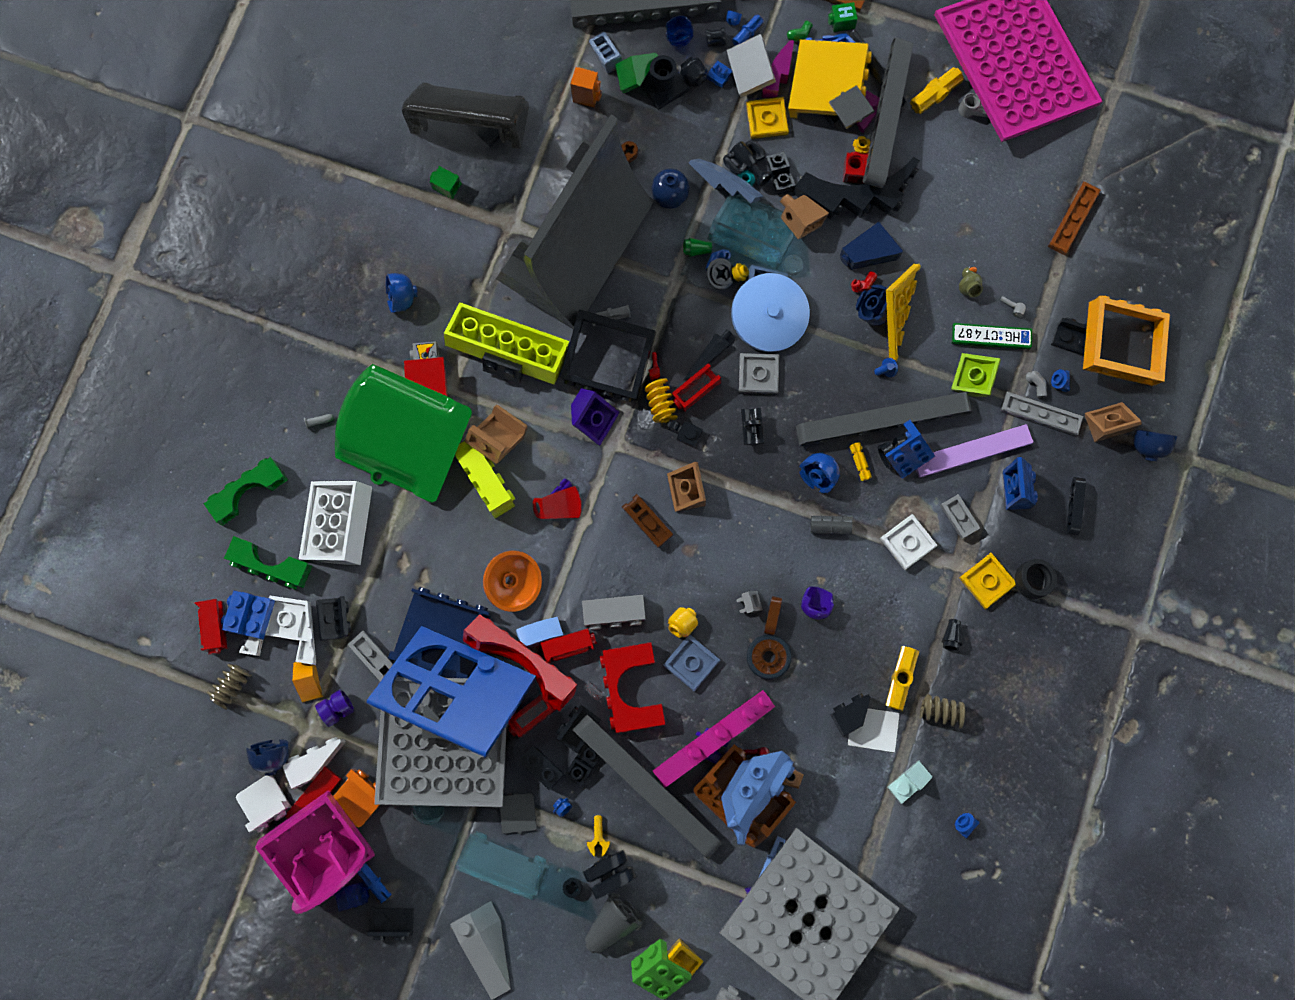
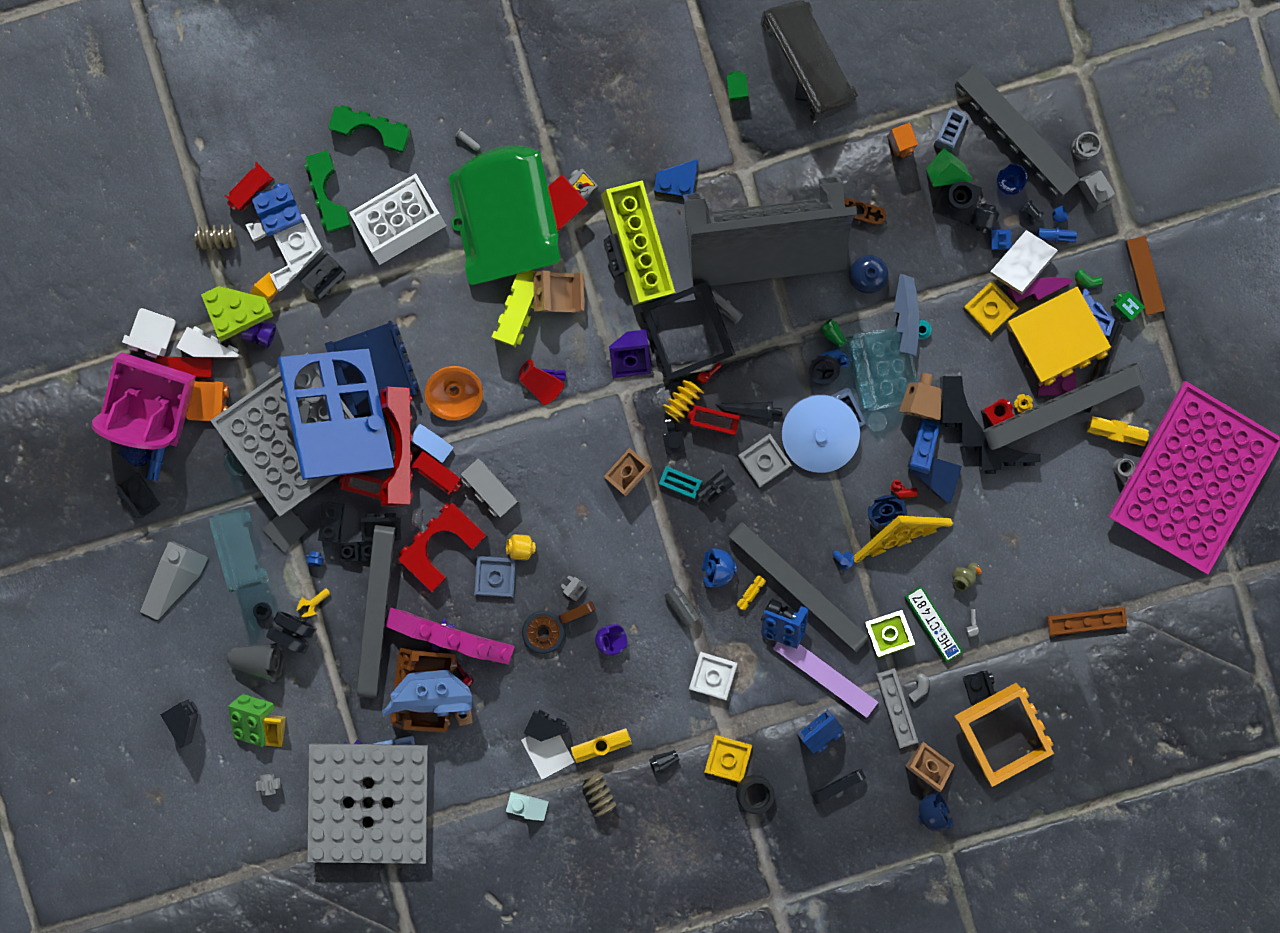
camera: 50 degrees right, 10 degrees up
(268, 756) = (186, 310): dark blue cylinder -> none
(301, 713) = (234, 310): none -> lime plate
(370, 654) = (318, 328): light grey plate -> none
(400, 292) = (617, 124): blue cylinder -> none
(480, 281) = (677, 179): none -> blue wing
(648, 521) = (579, 461): reddish brown plate -> none
(712, 461) = (665, 476): none -> teal tile
(740, 272) = (837, 384): yellow plate -> none
(745, 158) = (939, 319): black piece -> none
(782, 177) = (949, 354): black slope -> none
(841, 239) = (924, 446): none -> blue tile
(851, 107) = (1043, 374): dark grey piece -> none
(960, 516) = (763, 701): light grey plate -> none
(966, 824) = (526, 870): blue plate -> none
(1061, 380) = (936, 704): blue plate -> none

